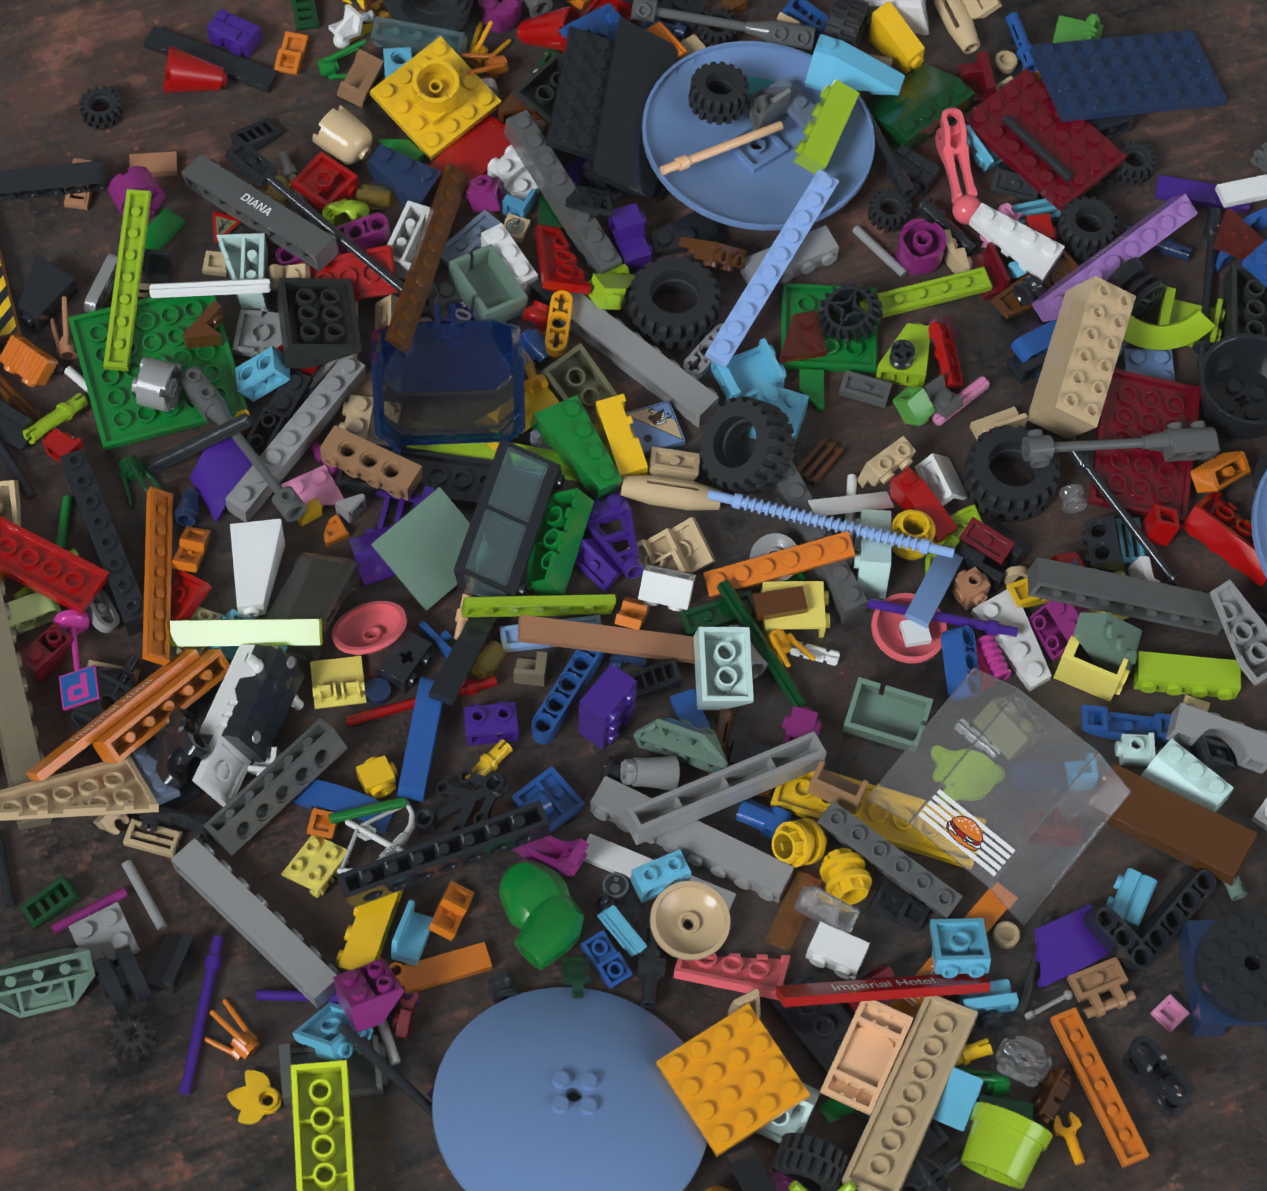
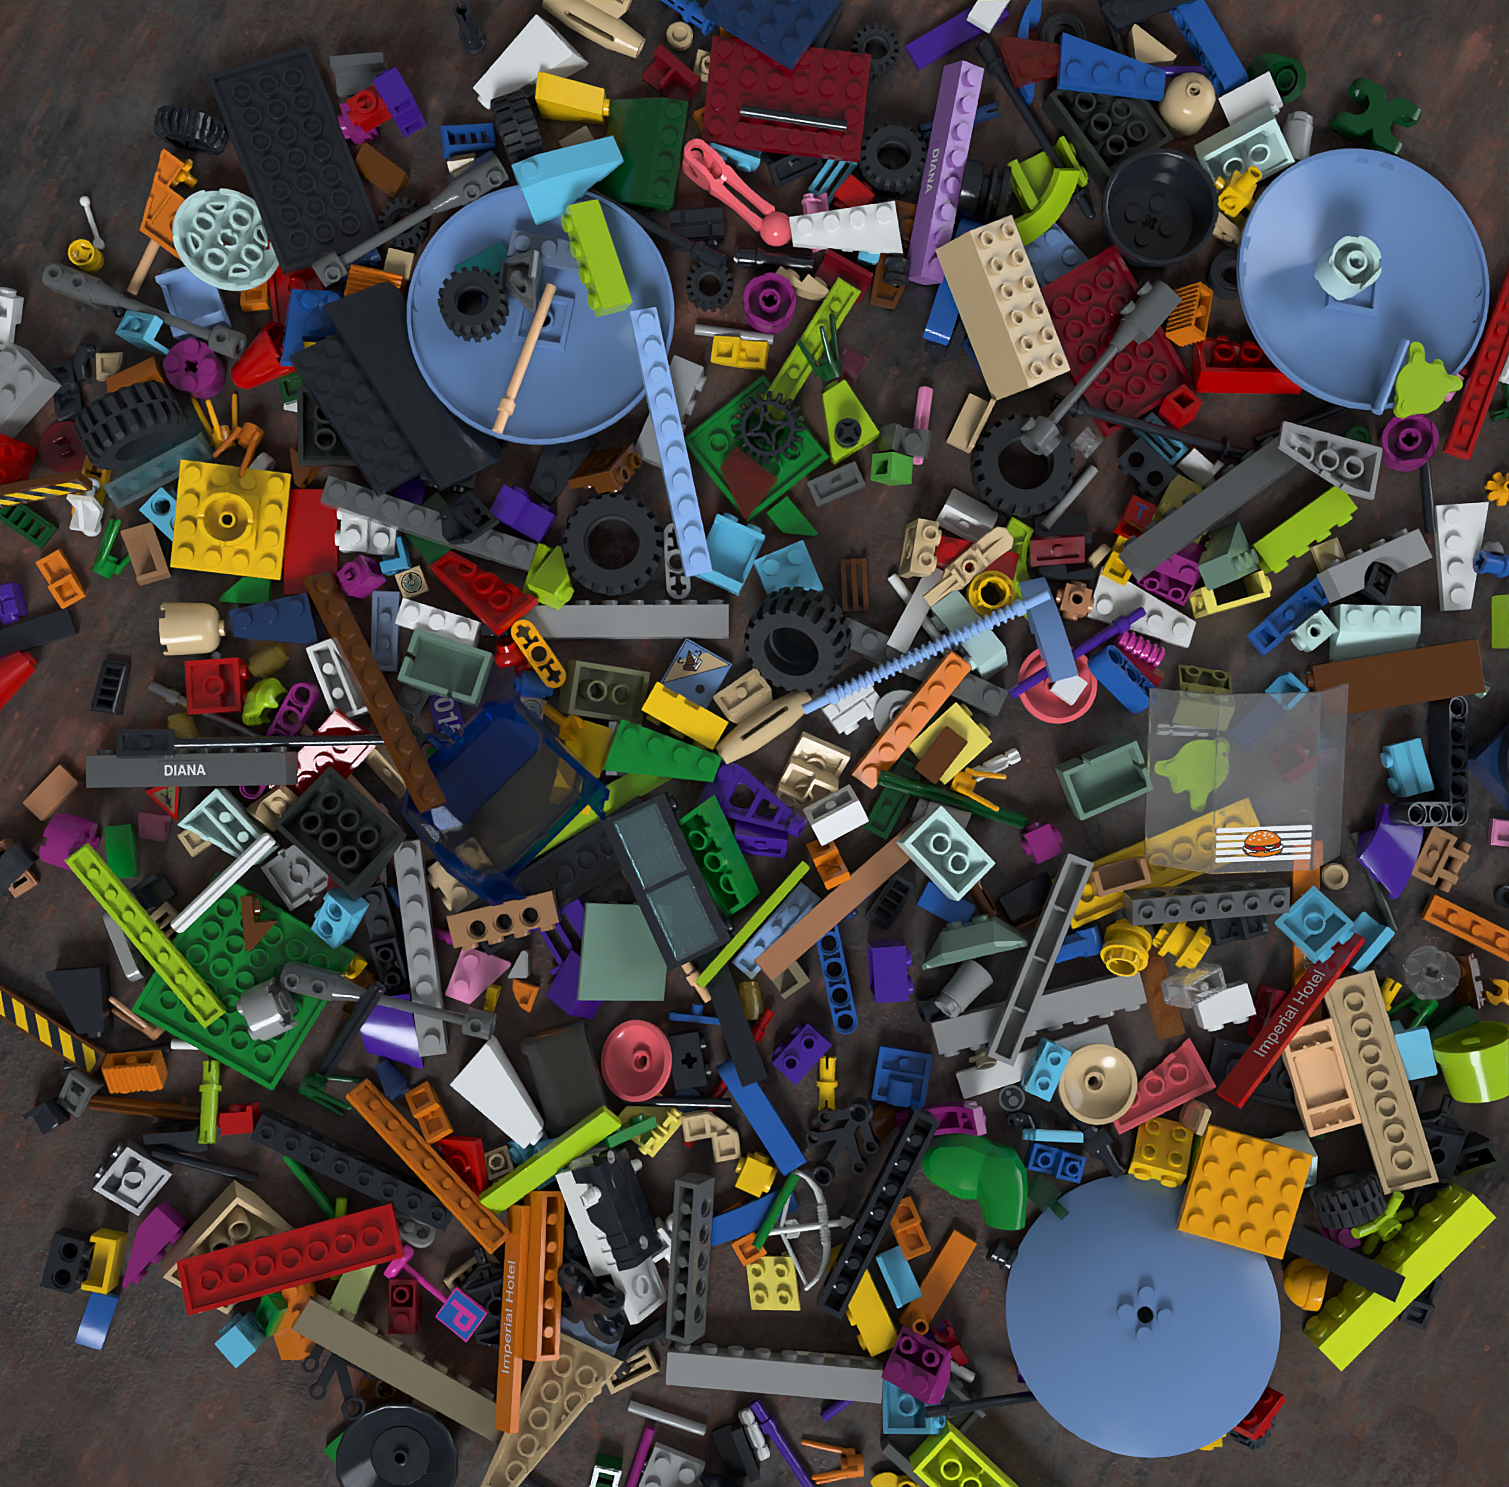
camera: 40 degrees left, 25 degrees up
(195, 961) = (754, 1433): none -> white axle
(197, 233) = (153, 826): none -> clear pink slope
(317, 665) = (637, 1125): none -> green wing
(369, 681) = (685, 1102): none -> black bar
(375, 714) = (705, 1124): none -> tan tile
(620, 836) = (983, 1061): none -> dark tan plate
(690, 1012) = (1162, 1152): none -> yellow bracket
(743, 529) = (849, 711): none -> white brick
(870, 263) = (740, 353): none -> yellow slope
(925, 310) = (831, 365): none -> dark green plant
(928, 498) = (980, 554): none -> tan piece
(946, 354) = (878, 395): red hinge -> none
(1028, 524) = (1068, 498): none -> light grey bar
(1067, 994) = (1416, 884): light grey hinge -> none

